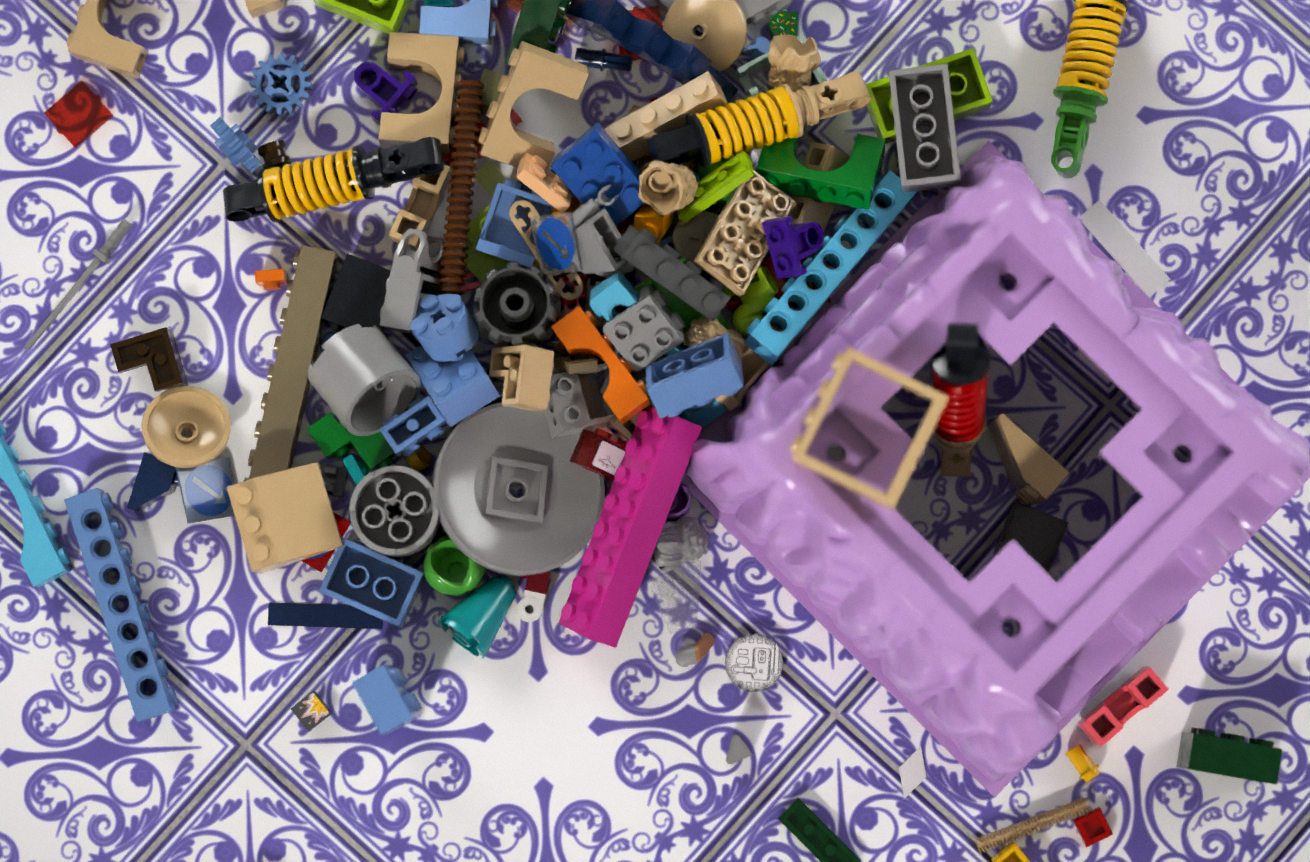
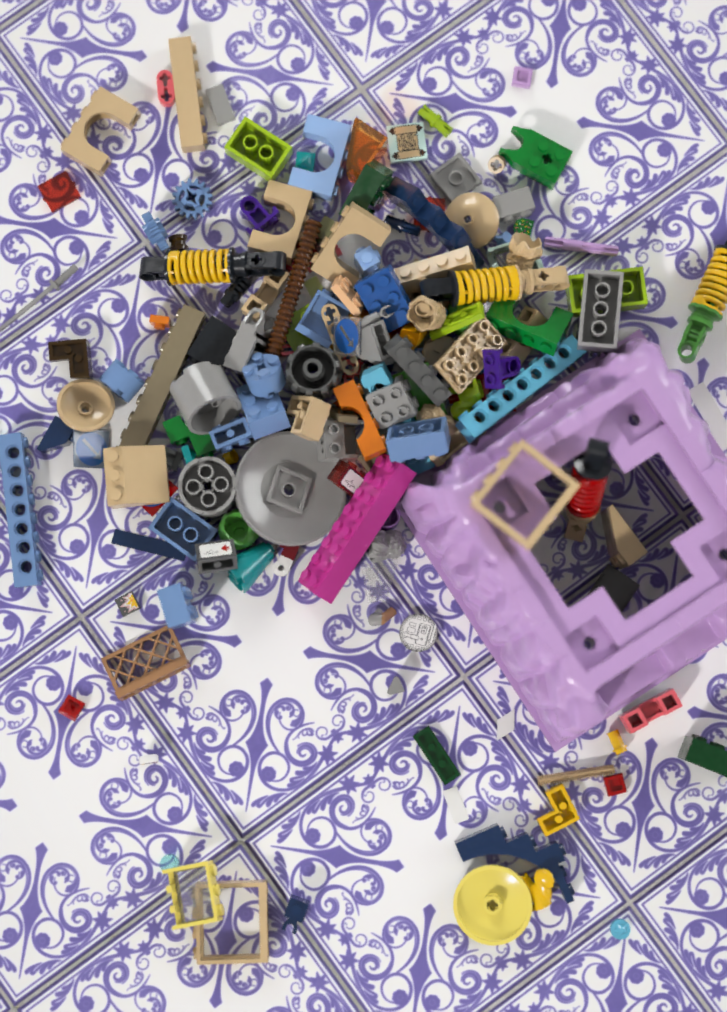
camera: 10 degrees right, 0 degrees up
(233, 379) = (122, 381): none -> medium blue brick
(366, 816) = (150, 678): none -> medium nougat fence
(374, 210) = (235, 291): none -> black hinge
(429, 612) = (216, 556): none -> dark grey brick
(562, 124) = (367, 260): none -> light blue brick
(875, 35) = (580, 246): none -> lavender axle

